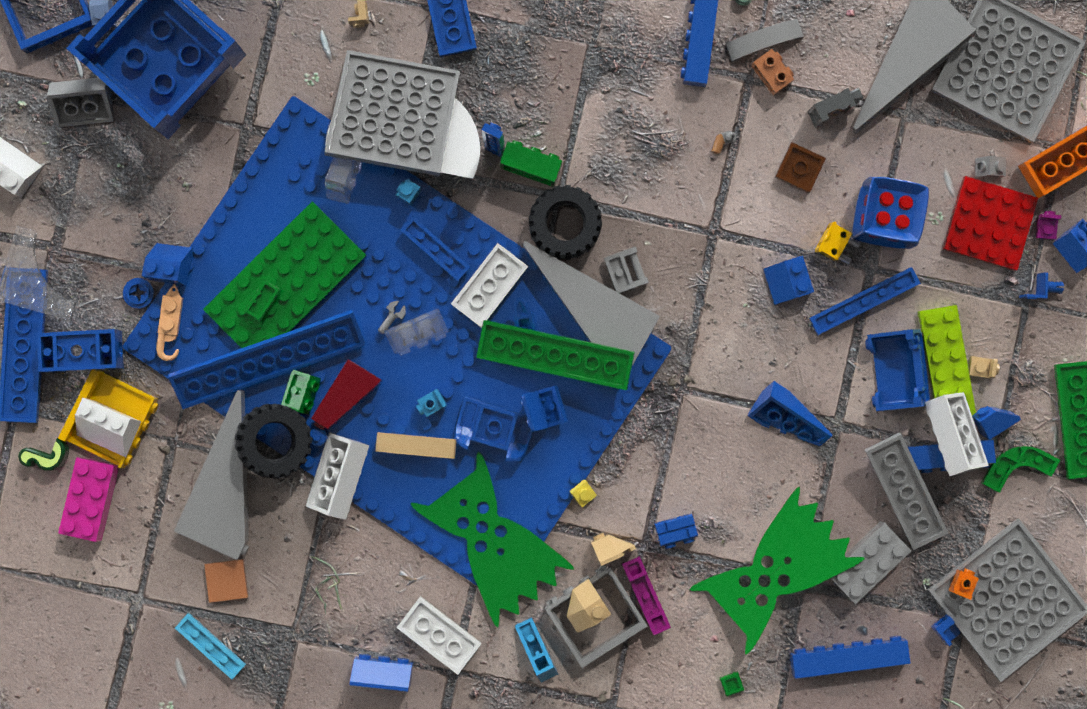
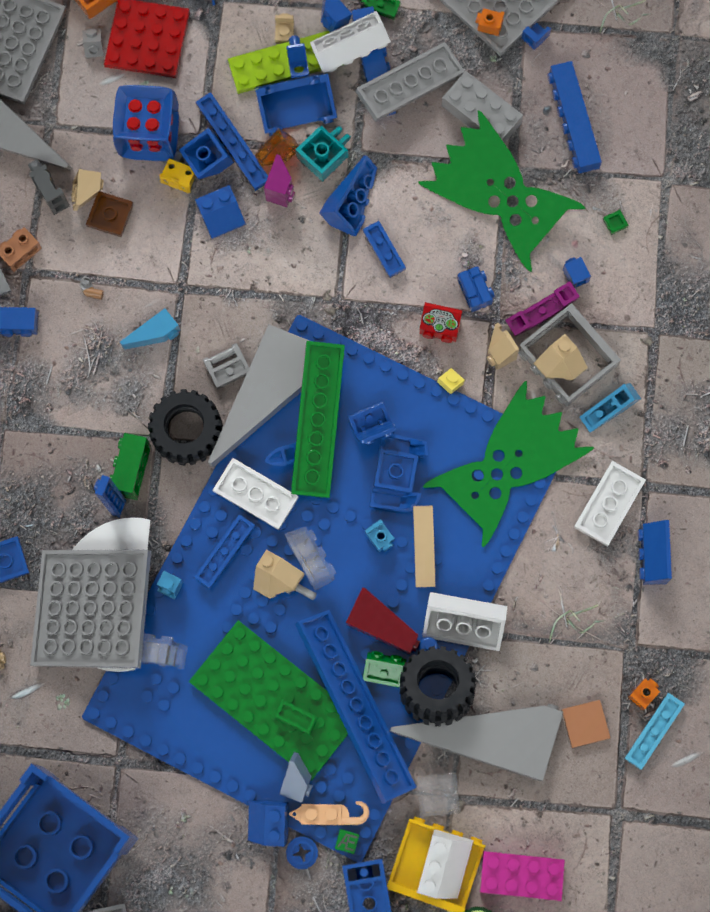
camera: 85 degrees left, 10 degrees down
(142, 336) = (347, 841): none -> green tile
(174, 428) = (438, 795): none -> clear brick
(202, 295) = (296, 780): none -> sand blue slope
(247, 634) = (639, 698): none -> orange brick
(403, 296) = (275, 575): none -> tan slope
(642, 490) = (440, 322): none -> slope
(671, 204) = (154, 331): none -> dark azure slope
(682, 635) = (576, 272): none -> blue brick
(729, 442) = (384, 249): none -> blue plate
(808, 343) = (279, 184): none -> magenta slope
(828, 144) = (85, 187): none -> tan slope
(849, 345) = (280, 144): none -> clear orange slope
(851, 272) = (206, 155): none -> blue slope
(851, 393) = (323, 142): none -> teal hinge
(947, 376) = (297, 57): none -> blue bracket

